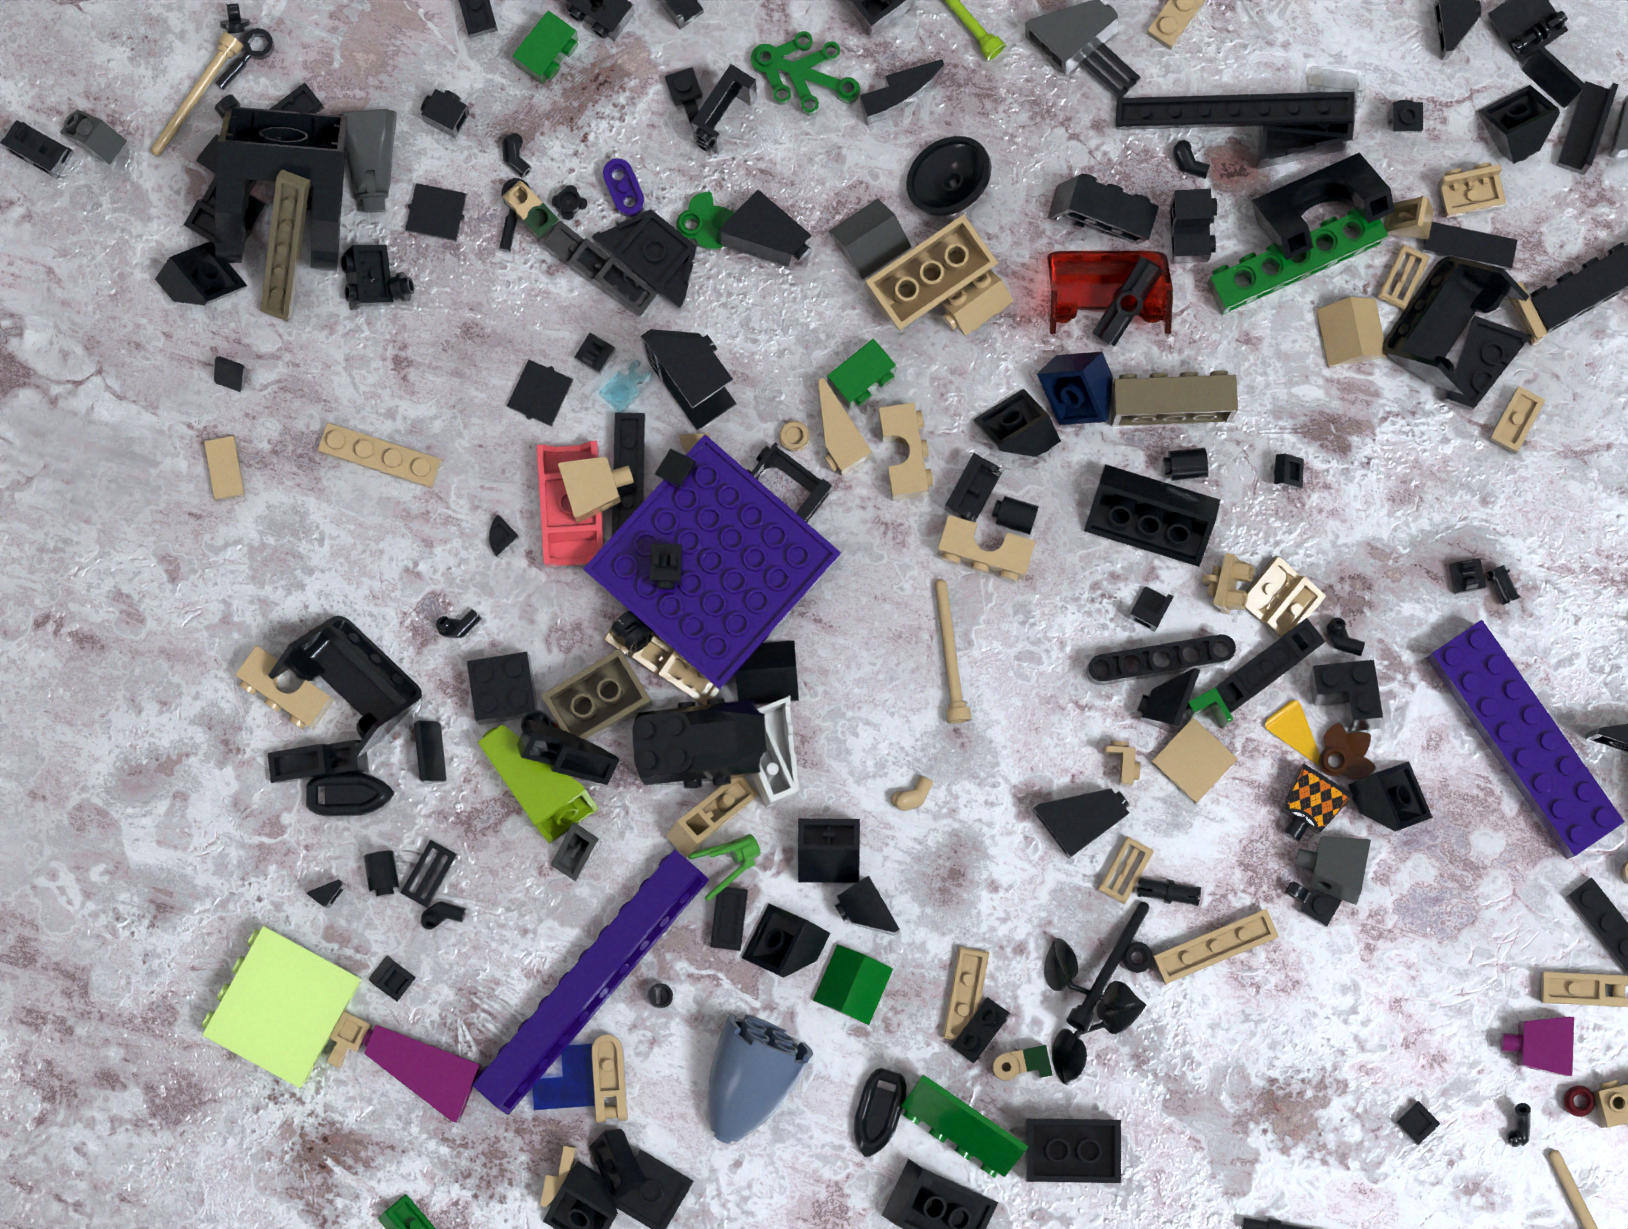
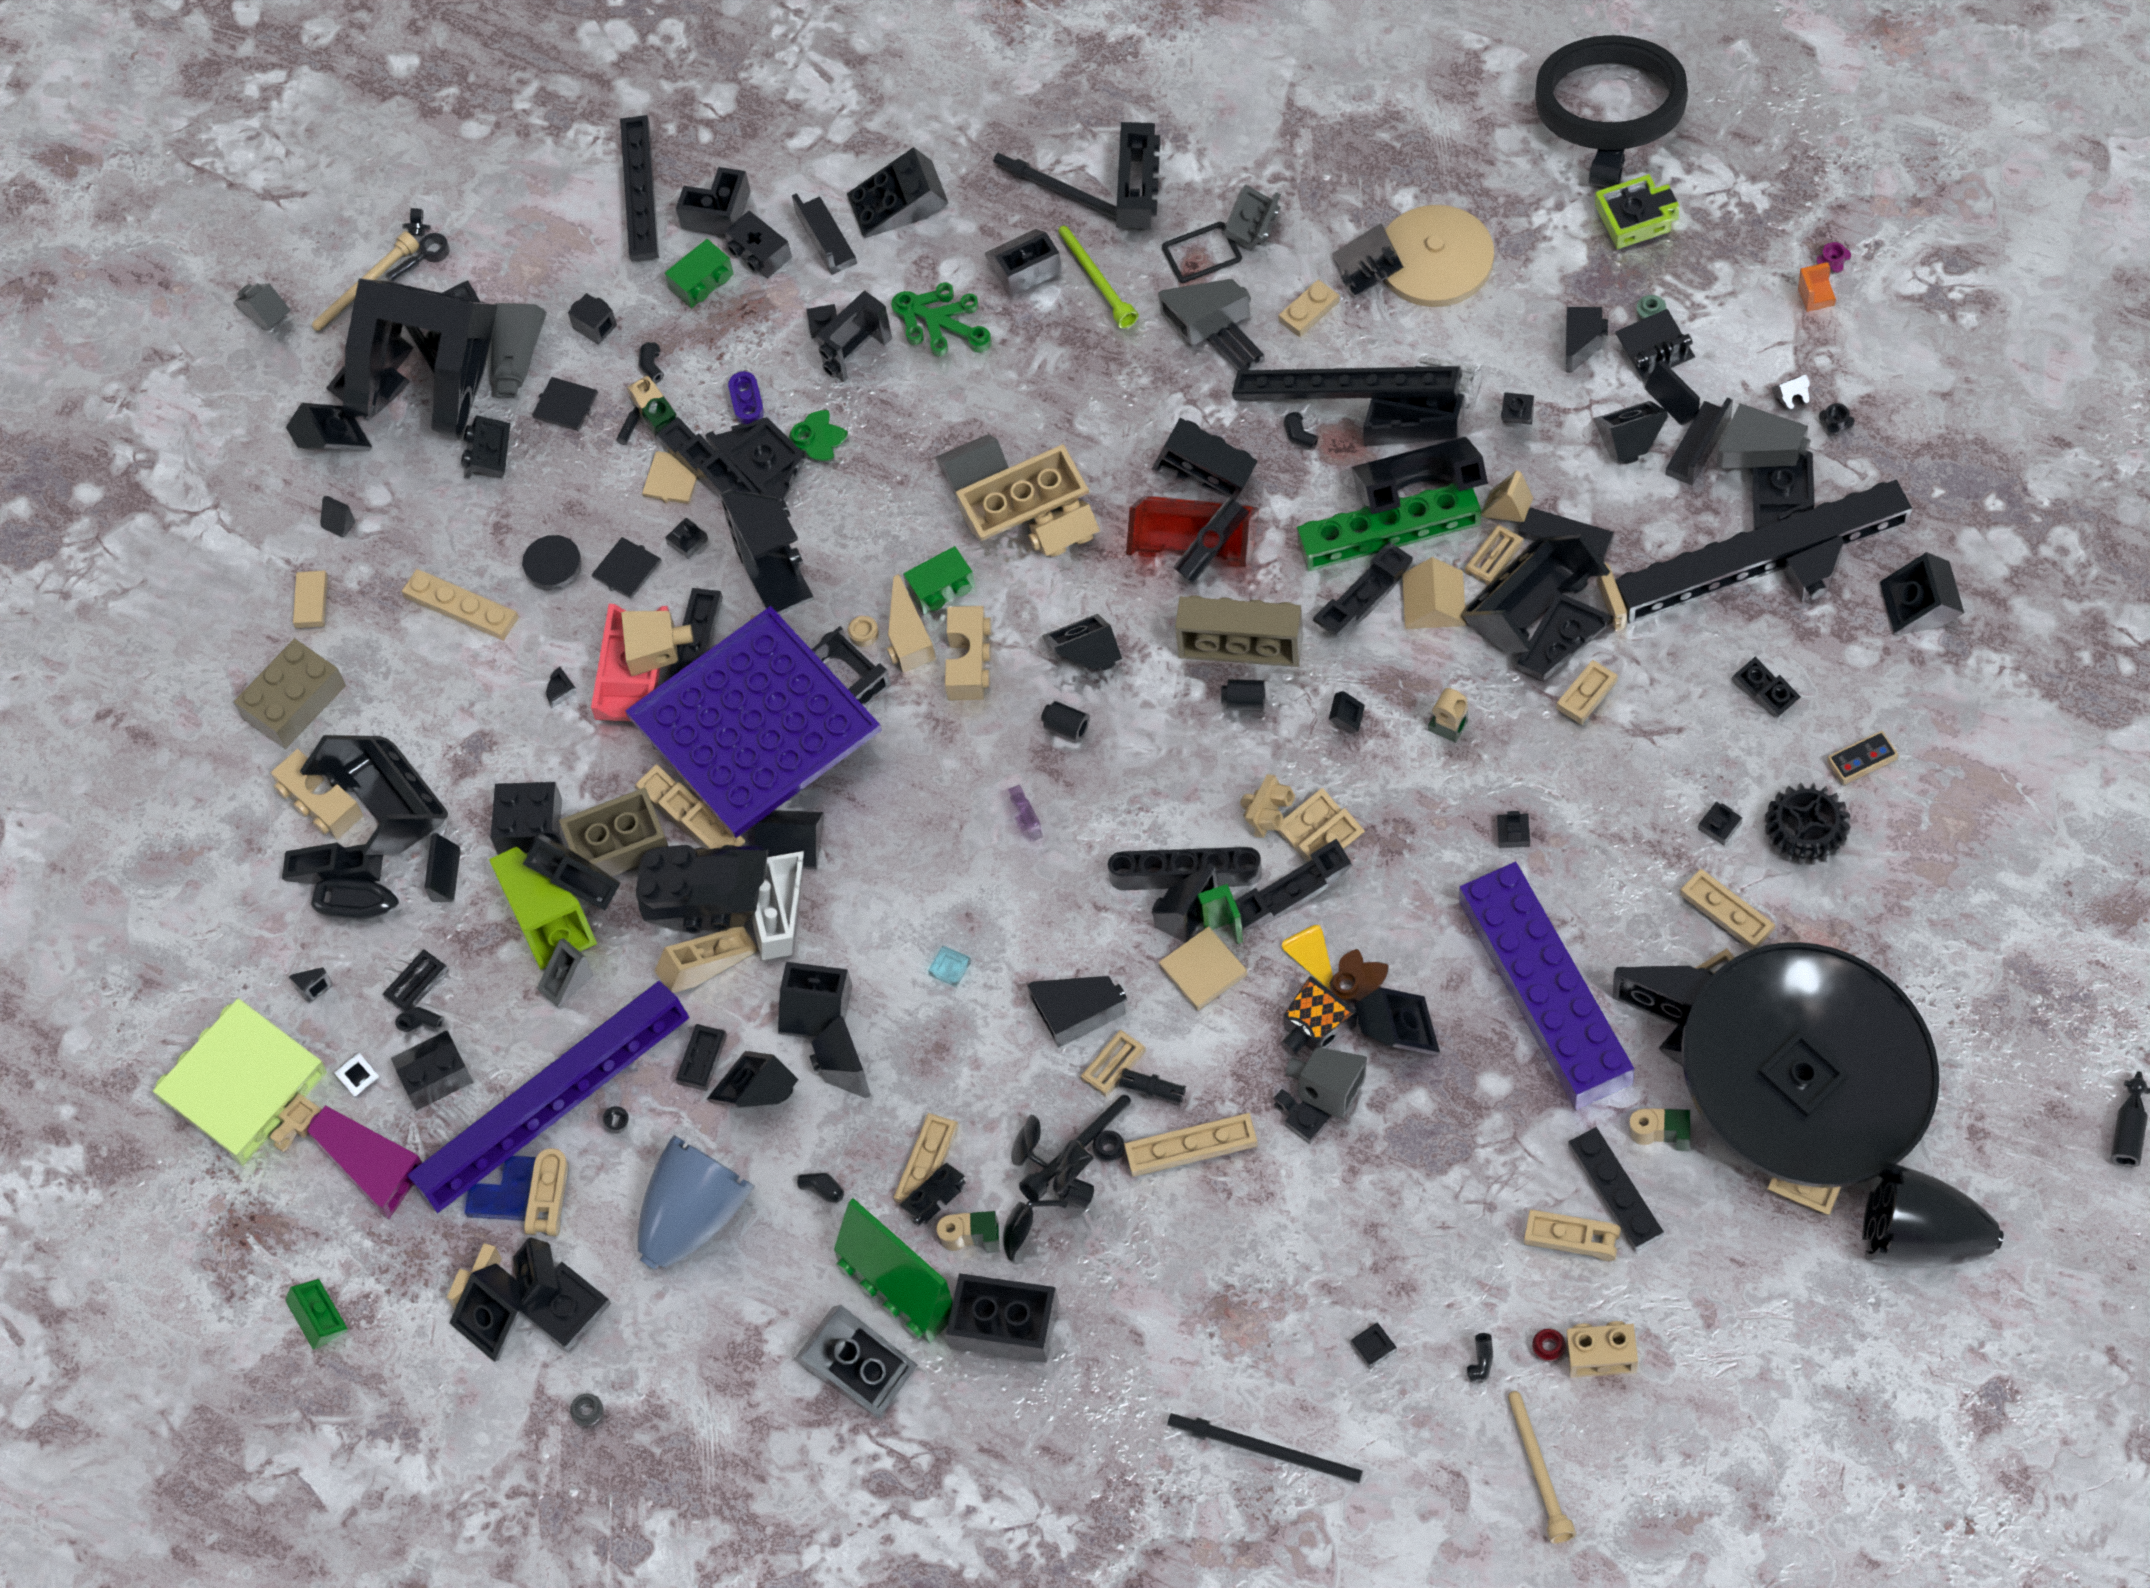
camera: 15 degrees right, 20 degrees down
(36, 149) = (206, 312): black hinge -> none
(231, 580) = (289, 693): none -> dark tan brick
(284, 244) = (407, 394): dark tan plate -> none
(381, 873) = (368, 971): black brick -> none
(401, 287) = (515, 460): black plate -> none
(457, 628) = (496, 763): black arm -> none
(463, 397) = (552, 562): none -> black tile
(465, 964) = (431, 1070): none -> black slope
(562, 287) = (669, 480): none -> tan piece
(569, 193) = (688, 400): black plate -> none
(622, 390) = (706, 570): clear light blue plate -> none
(632, 632) = (661, 775): black wheel -> none
(666, 565) = (704, 710): black brick -> none
(675, 468) = (735, 631): black slope -> none
(741, 850) = (727, 993): bright green plant -> none
(765, 232) = (870, 446): black slope -> none
(853, 984) = (814, 1135): green slope -> none
(873, 1034) = (823, 1184): none -> black arm
(878, 1111) = (810, 1261): black piece -> none
(900, 91) = (1030, 342): black slope -> none
(913, 798) = (911, 969): tan arm -> none
(948, 176) = (1058, 415): black dish -> none
(950, 789) = (949, 966): none -> clear light blue tile
(957, 709) = (971, 893): tan piece -> none
(960, 545) = (1050, 760): tan arch -> none
(973, 488) = (1027, 694): black hinge -> none
(997, 627) = (1027, 819): none -> clear purple plate
(1078, 387) = (1146, 610): dark blue slope -> none
(1128, 767) = (1133, 962): tan bracket -> none
(1150, 608) = (1184, 823): black panel -> none
(1152, 515) = (1201, 737): black slope -> none
(1190, 225) = (1289, 477): black brick -> none
(1284, 335) = (1366, 593): none -> black slope
(1340, 638) = (1373, 873): black arm -> none
(1354, 686) = (1372, 912): black brick -> none
(1389, 465) = (1449, 715): none -> tan leg
(1471, 190) = (1574, 481): tan bracket -> none
(1502, 582) = (1548, 840): black pin -> none
(1543, 1045) = (1517, 1281): magenta torso -> none

